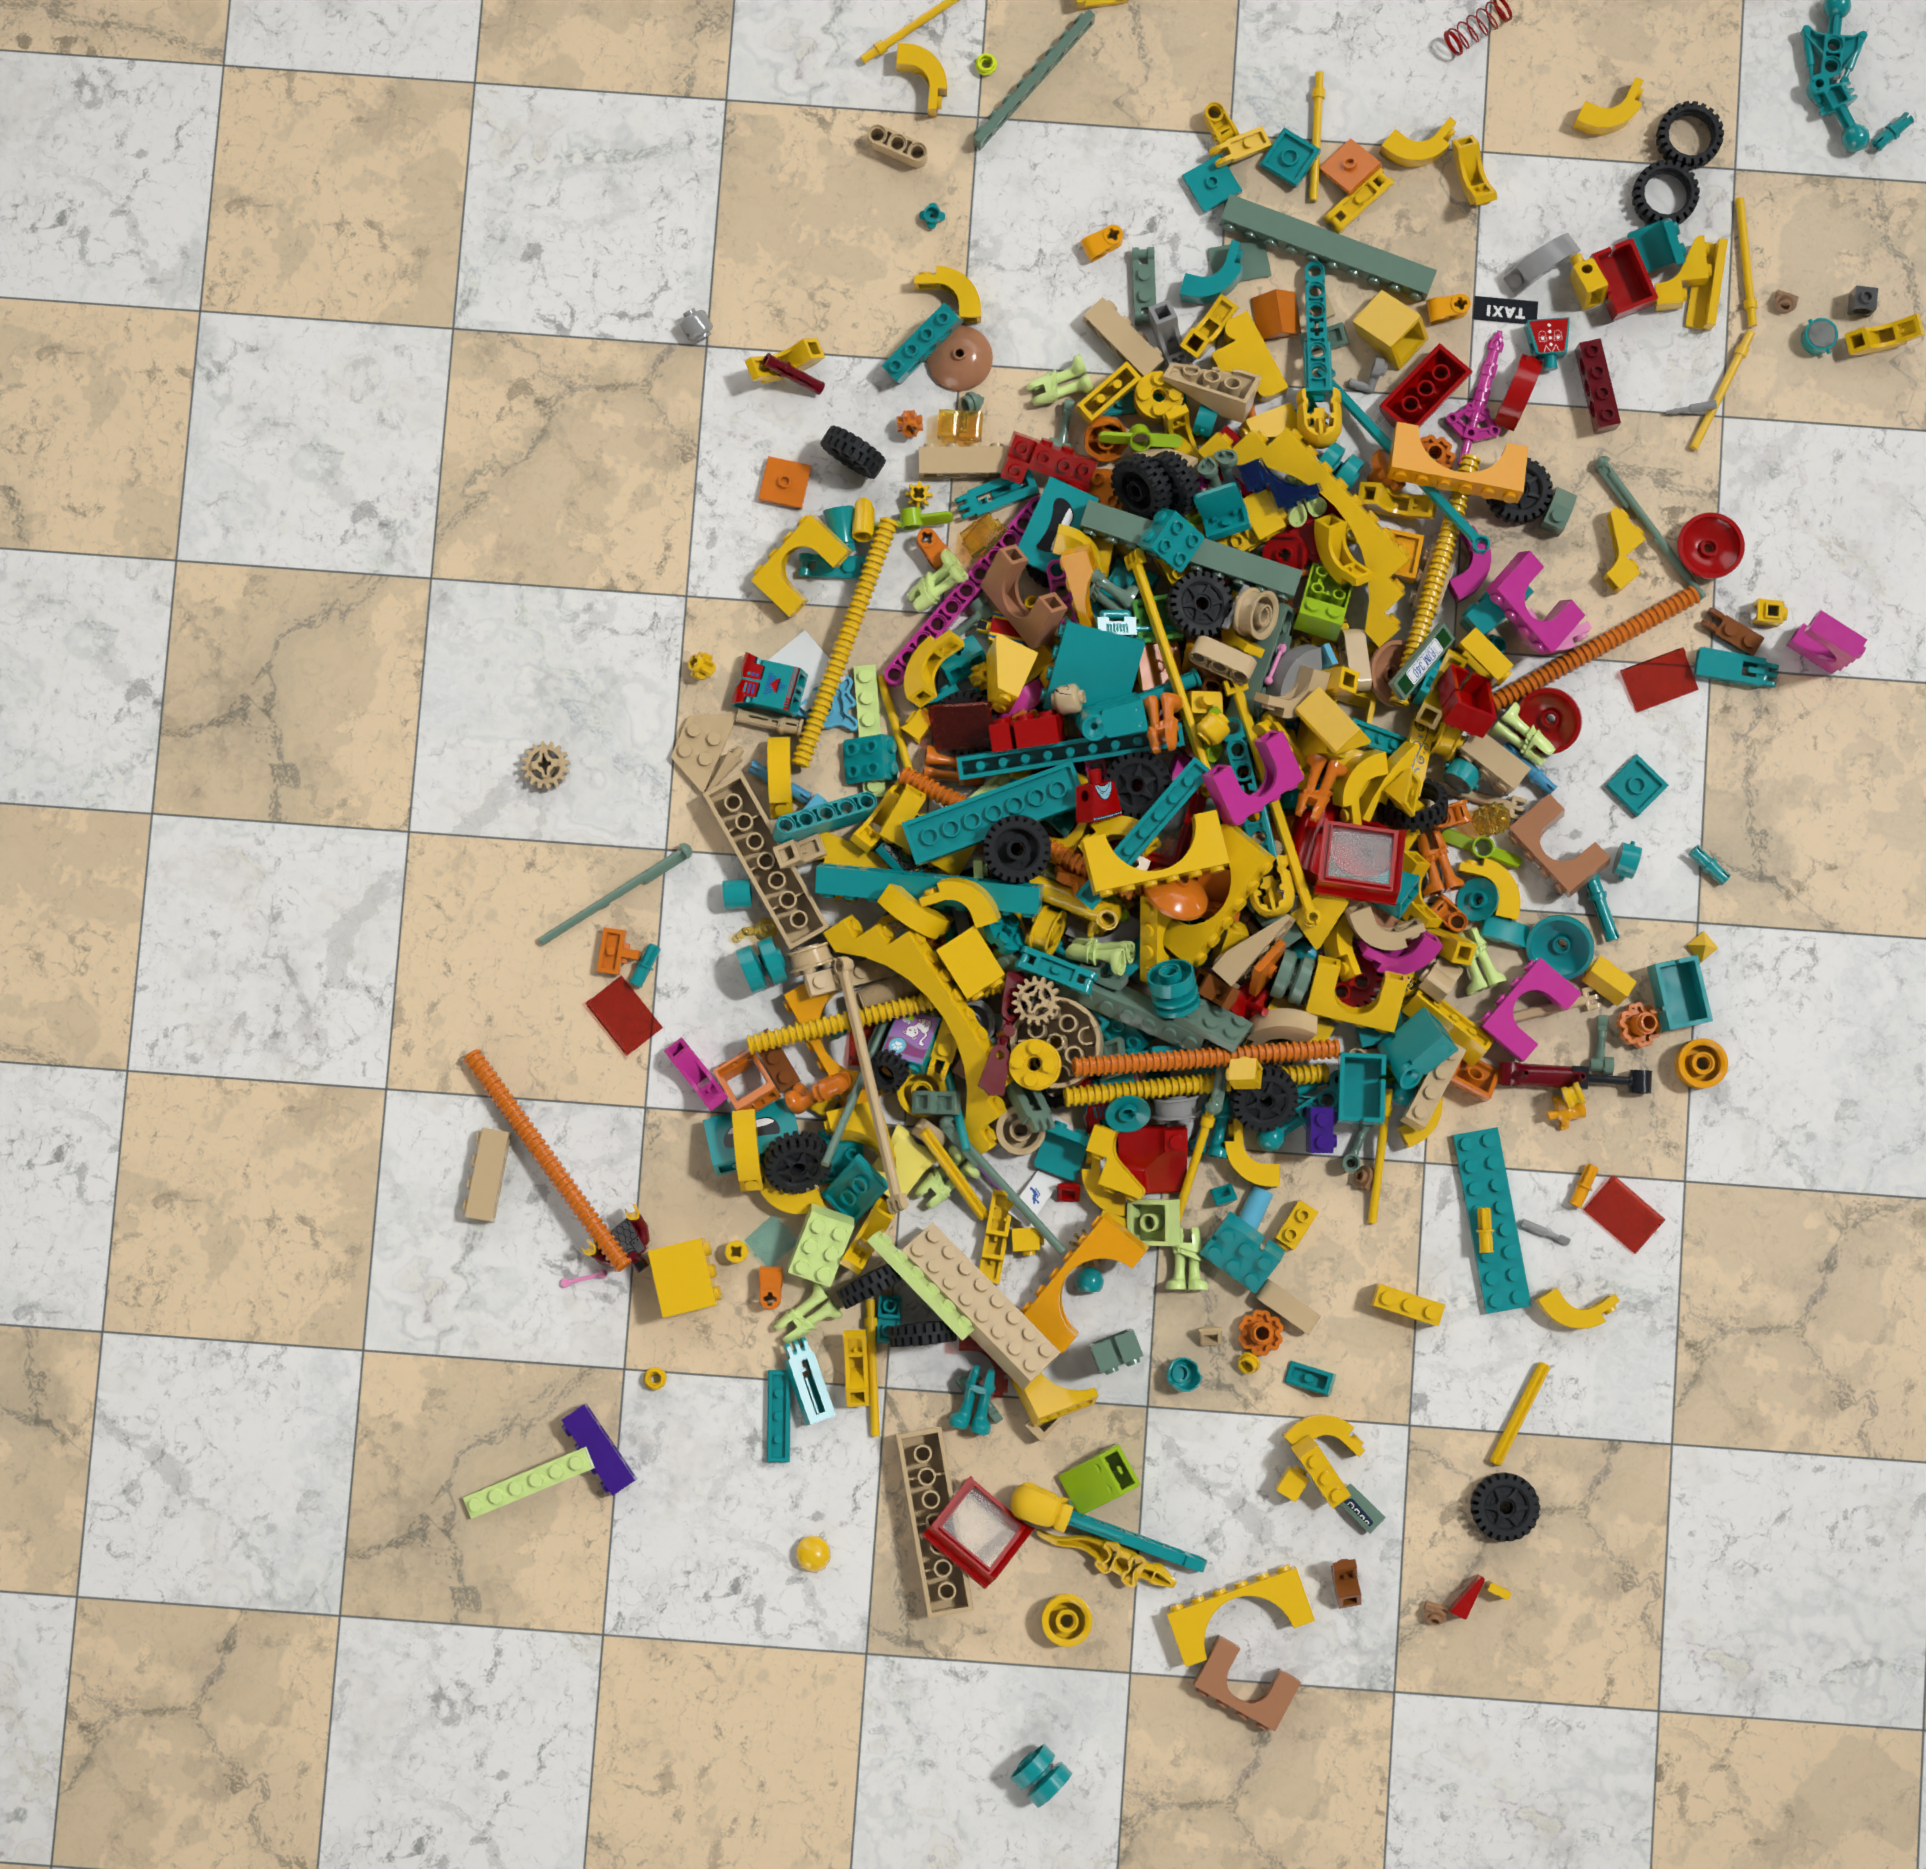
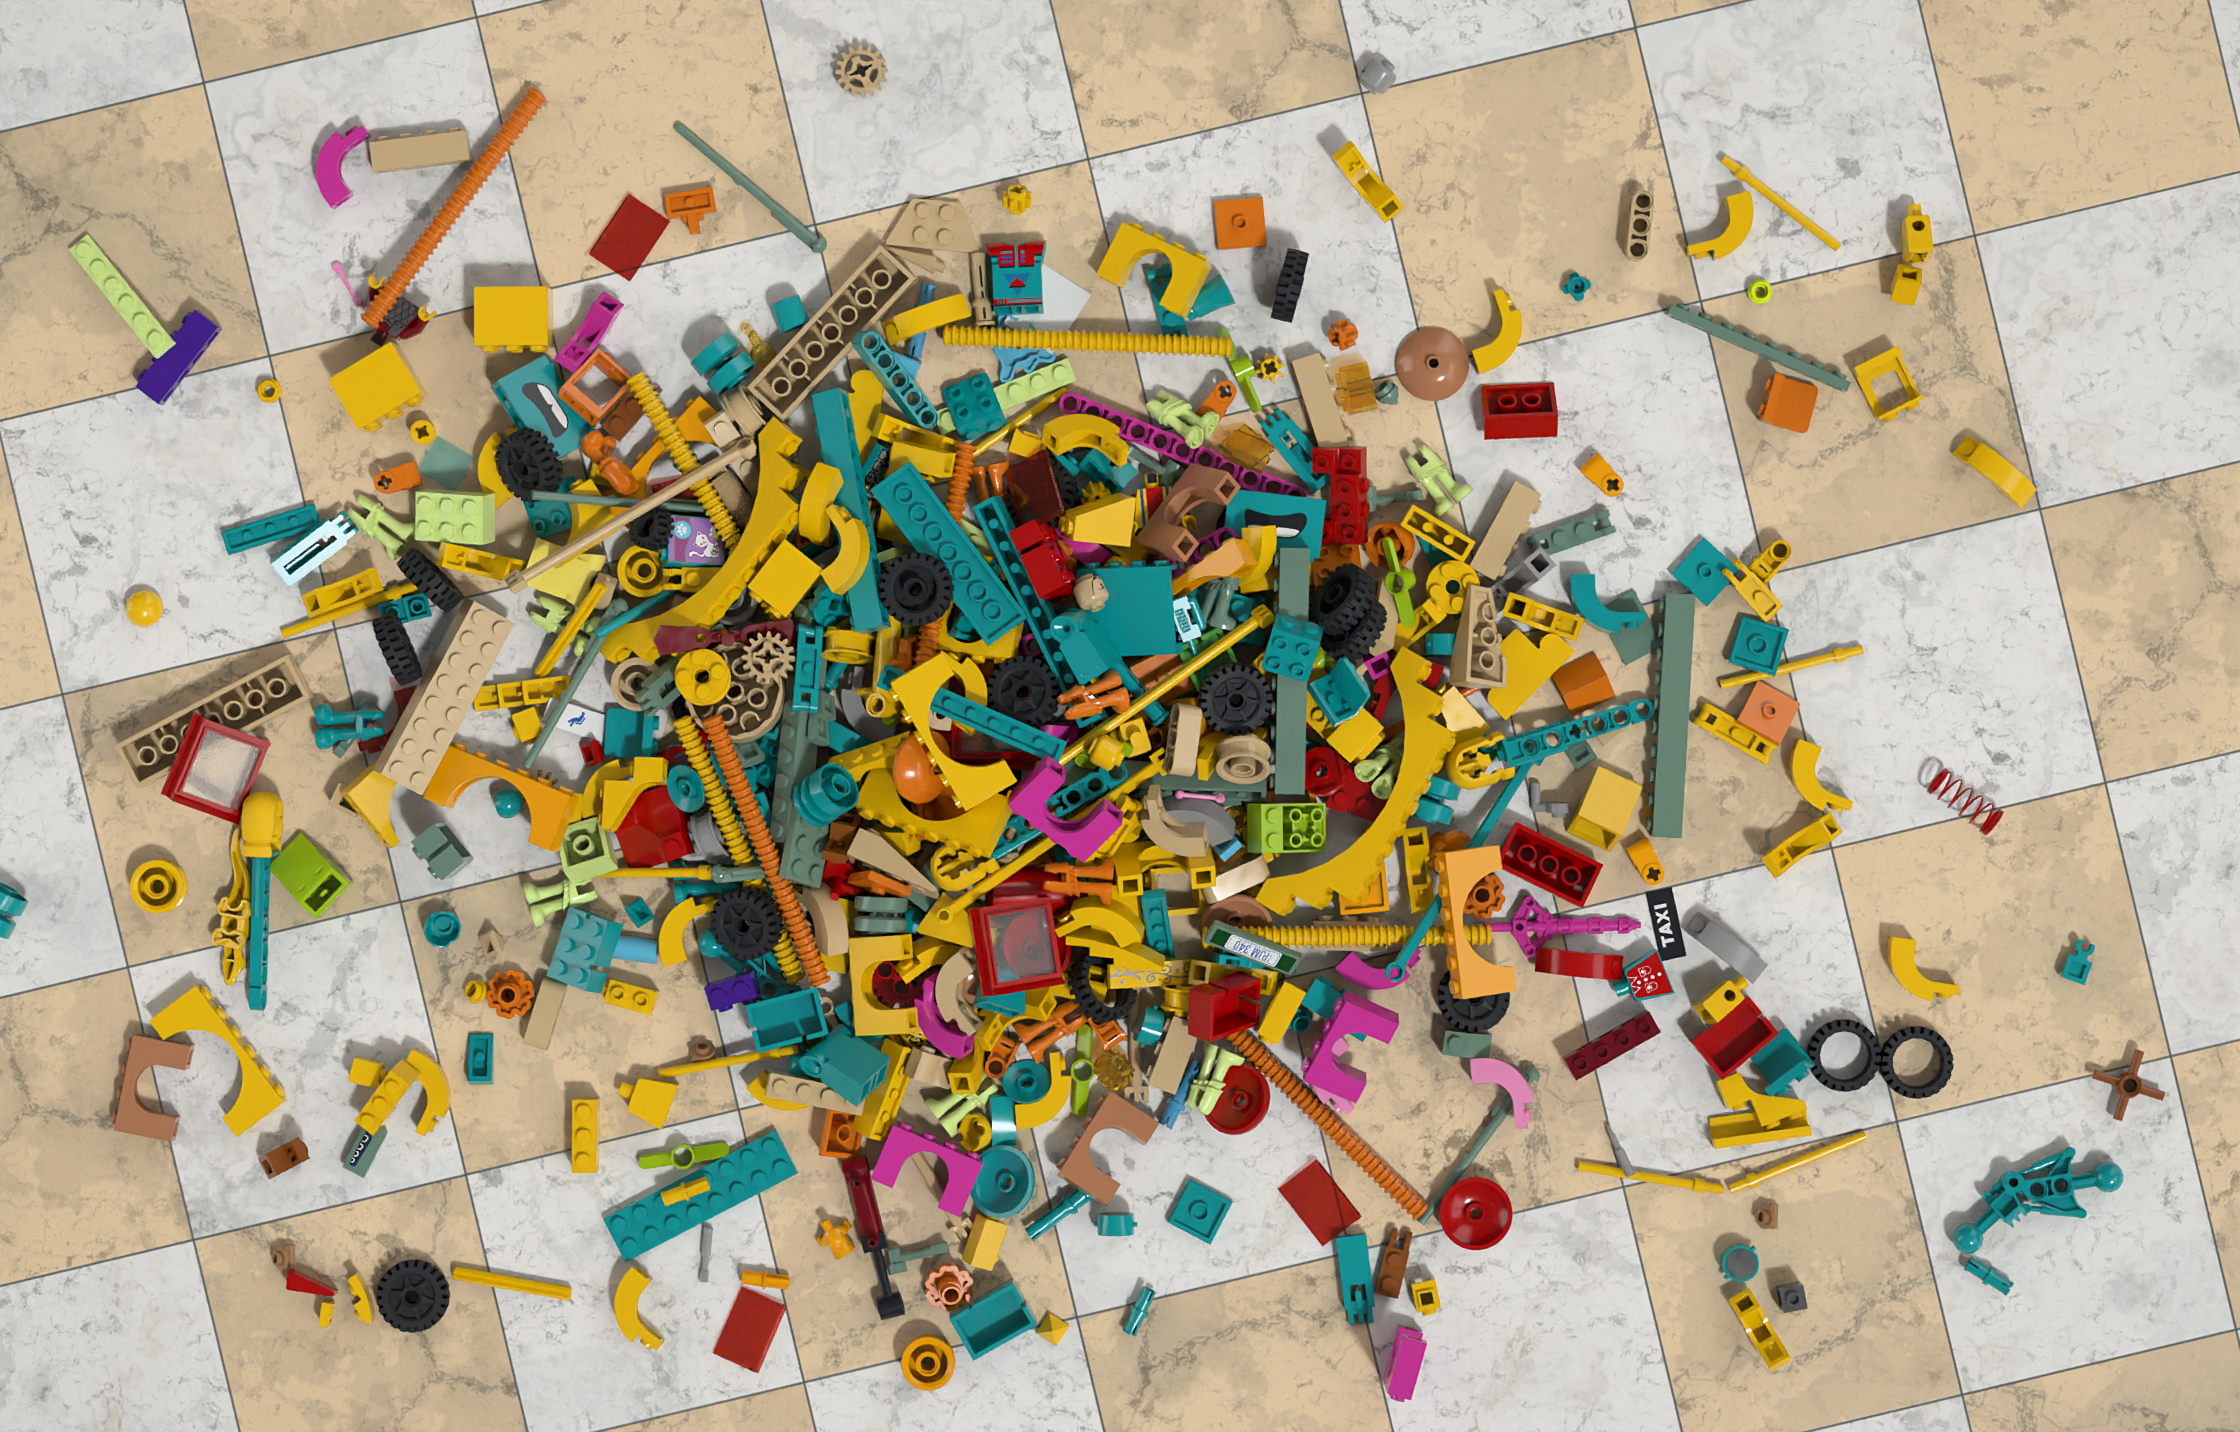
camera: 70 degrees right, 5 degrees up
(471, 1259) = (330, 163): none -> dark pink arch
(645, 965) = (687, 242): teal axle -> none
(662, 1137) = (513, 318): none -> yellow container
(747, 1150) = (525, 409): yellow arch -> none
(784, 369) = (1356, 185): dark red pin -> none
(801, 852) = (851, 365): tan slope -> none
(855, 1188) = (523, 533): teal tile -> none
(863, 520) = (1223, 319): yellow arm -> none
(922, 343) = (1431, 321): teal brick -> none
(926, 1290) = (443, 631): yellowish green plate -> none
(936, 1102) = (636, 588): sand green slope -> none
(1024, 295) = (1519, 411): none -> red slope
(1089, 69) = (1788, 403): none -> orange bracket
(1090, 950) = (845, 722): yellowish green piece -> none
(1096, 799) = (992, 655): red torso -> none
(1209, 470) = (1397, 680): sand green piece -> none
(1228, 620) = (1226, 733): light grey piece -> none
(1244, 1073) = (760, 894): yellow brick -> none
(1257, 475) = (1380, 752): clear blue arch -> none
(1330, 723) = (1149, 872): yellow slope -> none
(1334, 552) = (1336, 824): yellow arch -> none
(1353, 1154) = (725, 1034): sand green brick -> none
(1392, 1237) = (650, 1099): none -> yellow torso
(1405, 792) = (1107, 971): yellow slope -> none
(1453, 1209) = (699, 1153): none -> lime piece
(1501, 1554) = (364, 1307): none -> yellow slope
(1508, 958) = (975, 1132): none -> yellow hair
(1573, 1095) = (851, 1240): yellow wheel -> none
(1600, 480) = (1498, 1072): none -> bright pink arch
(1625, 539) = (1454, 1123): yellow arch -> none

